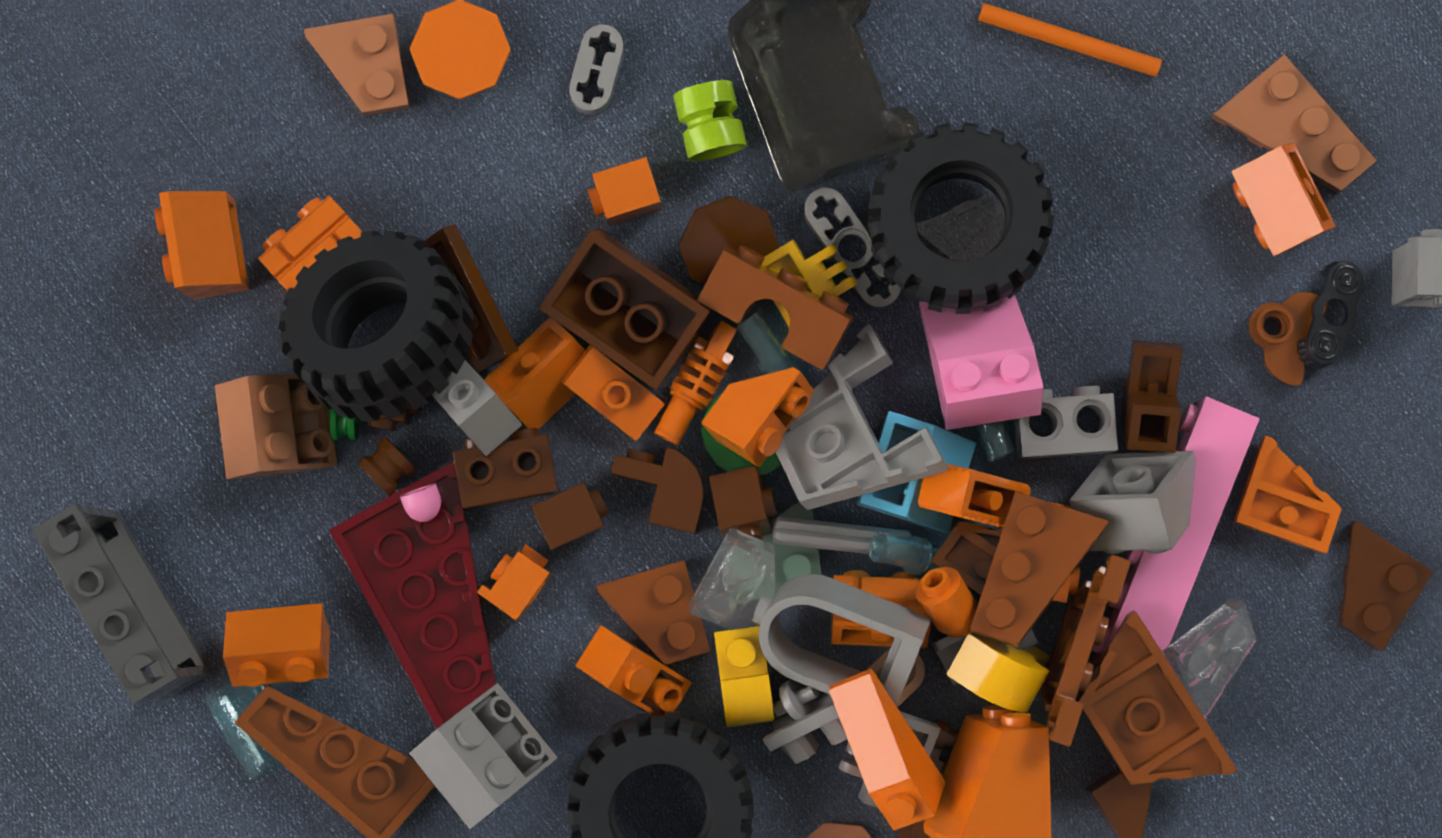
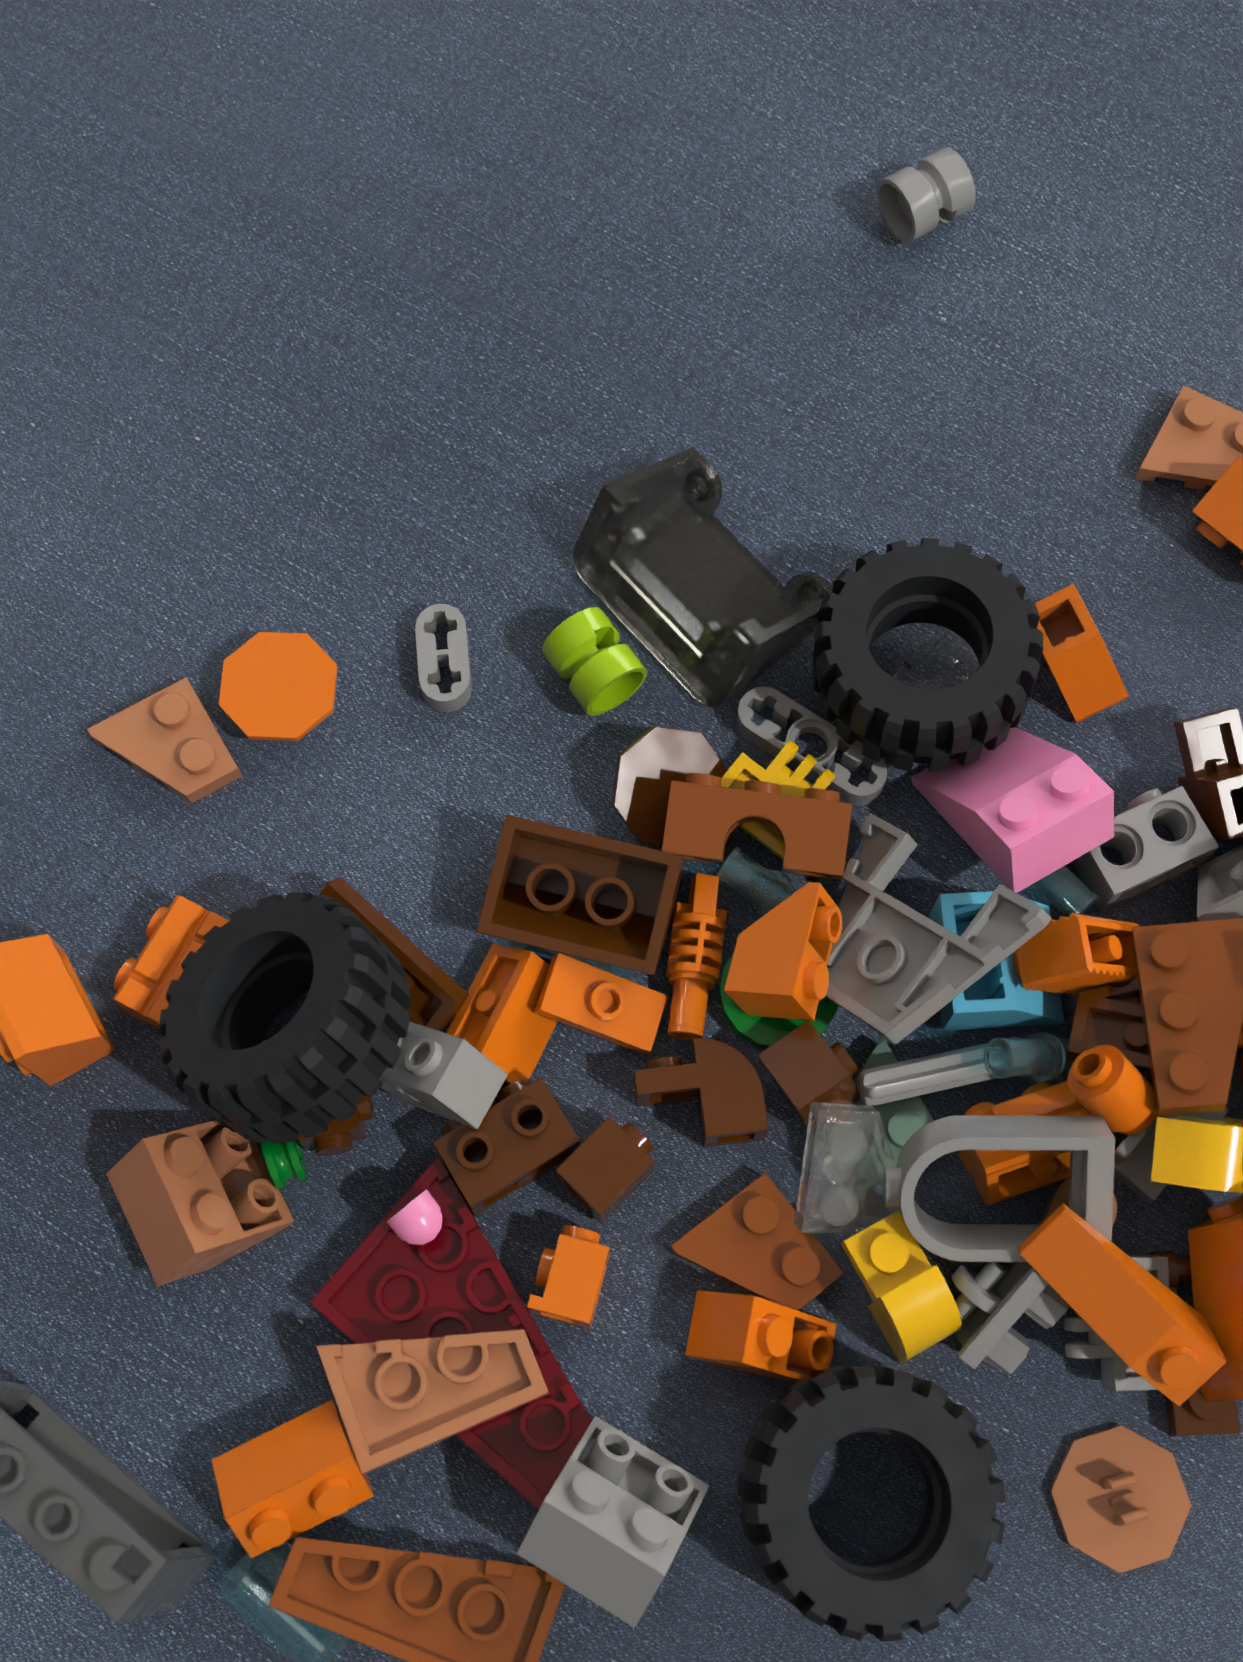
camera: 20 degrees left, 15 degrees down
(387, 465) = (357, 1194): reddish brown wheel -> none
(388, 622) = (427, 1389): none -> nougat wing
(624, 192) = (527, 772): orange brick -> none
(1070, 40) = (950, 451): orange bar -> none
(1084, 254) = (1078, 655): none -> orange slope

